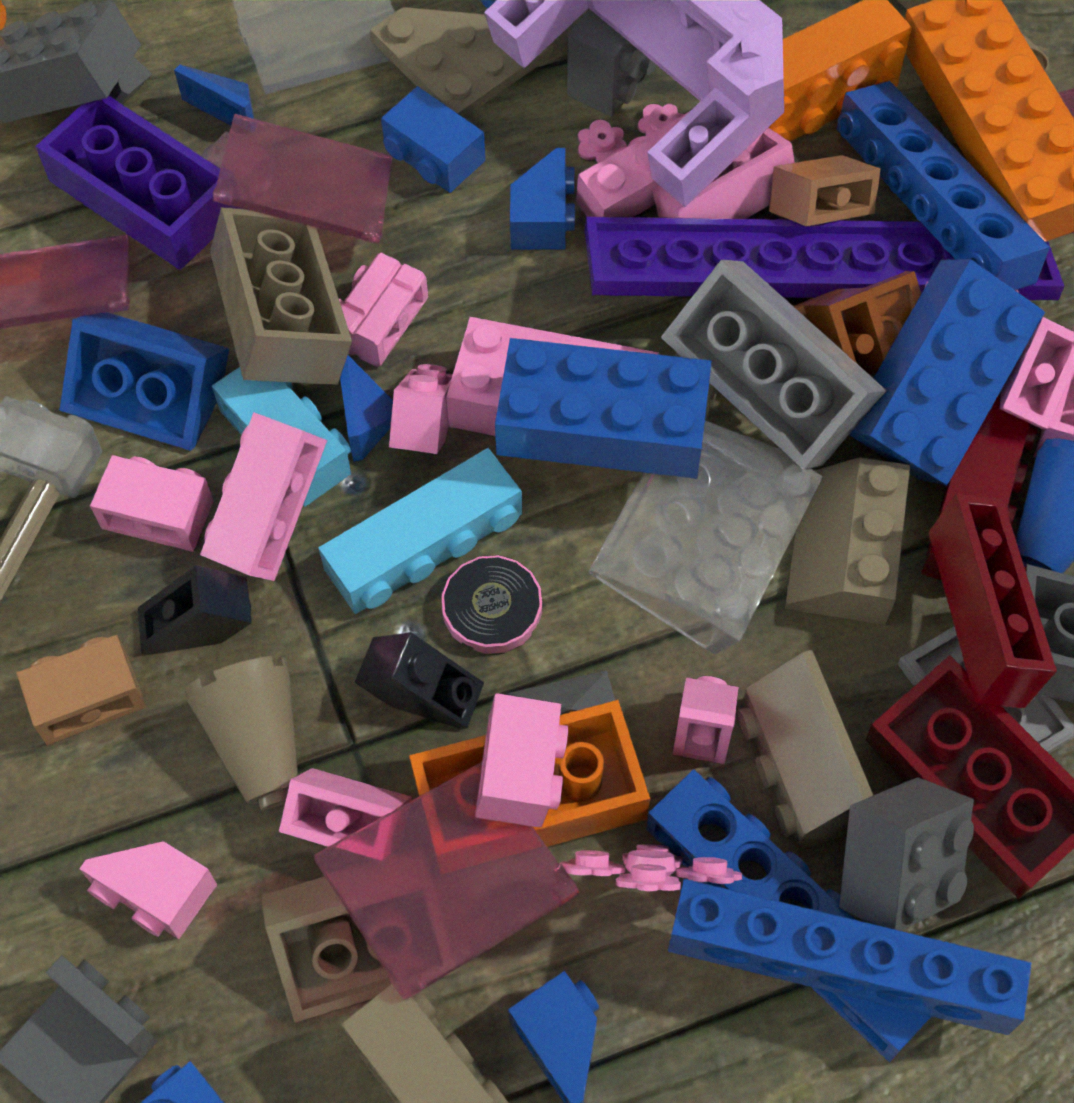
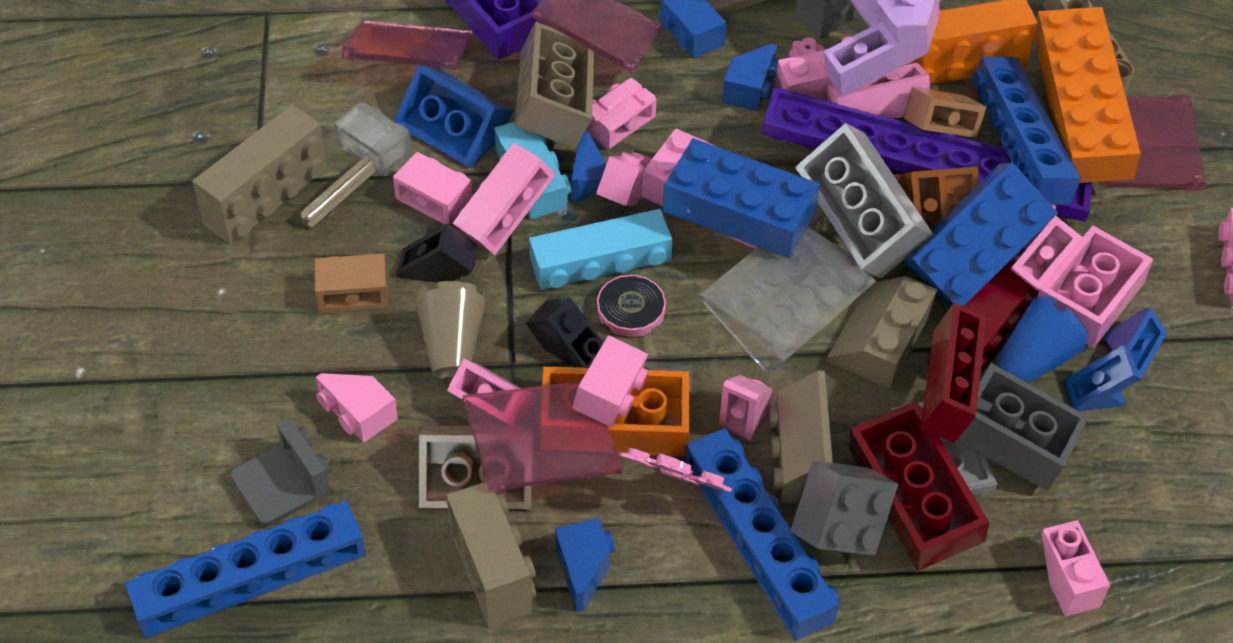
camera: 15 degrees right, 10 degrees down
(851, 957) = (782, 553): blue brick -> none

